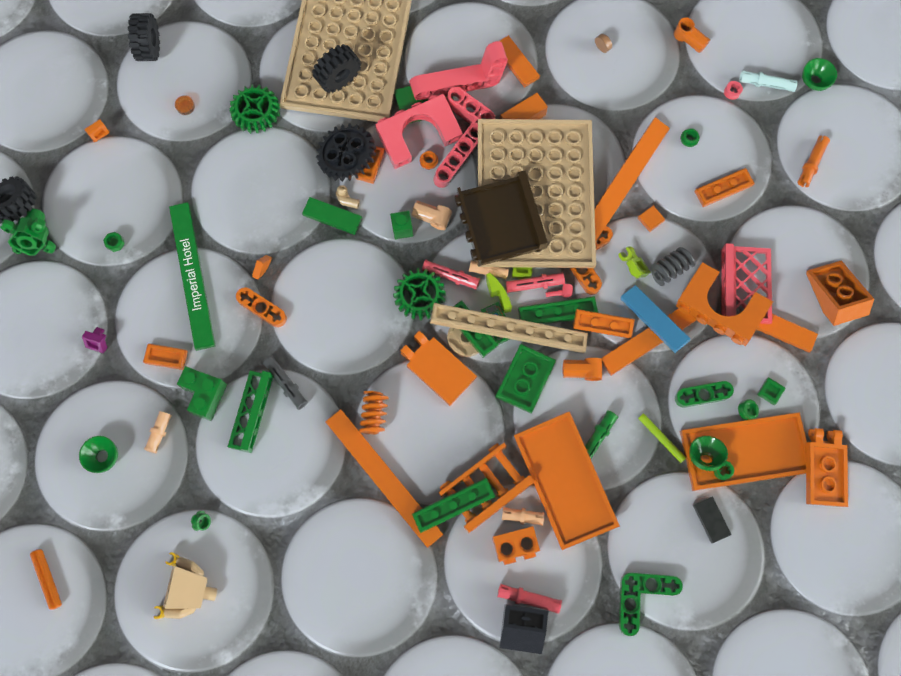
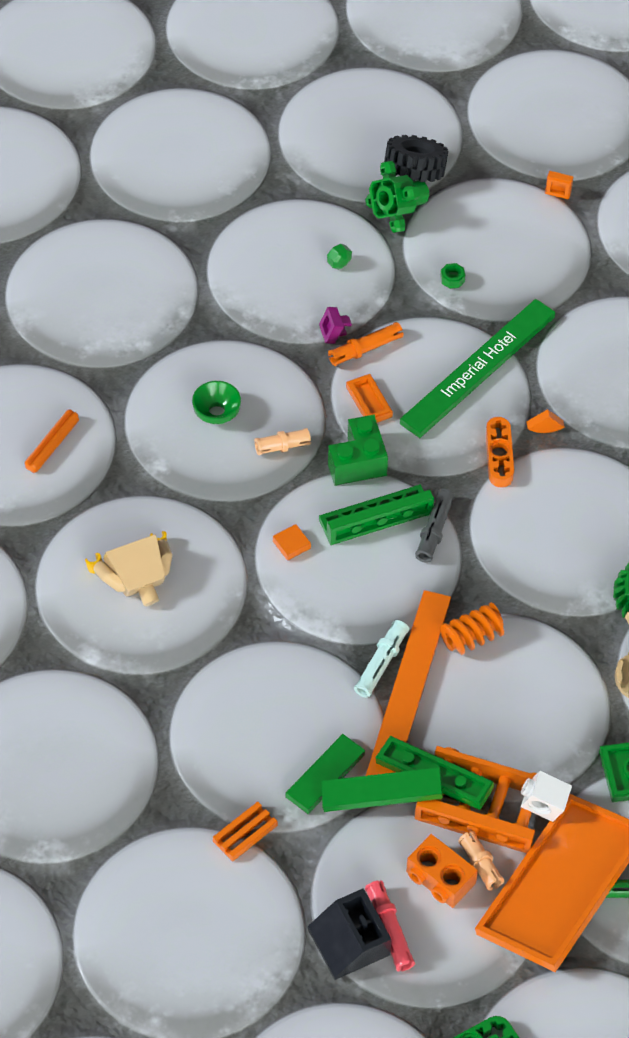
camera: 55 degrees right, 20 degrees down
(45, 299) = (339, 256): none -> green tile
(122, 338) = (357, 347): none -> orange pin
(204, 523) = (224, 543): green plate -> none
(233, 476) = (291, 542): none -> orange tile
(353, 479) = (387, 648): none -> light aqua pin
(406, 567) = (331, 765): none -> green tile
(414, 661) = (263, 815): none -> orange tile
(438, 368) = (581, 668): orange tile -> none
(445, 545) = (382, 789): none -> green tile
(513, 453) = (545, 795): none -> white brick

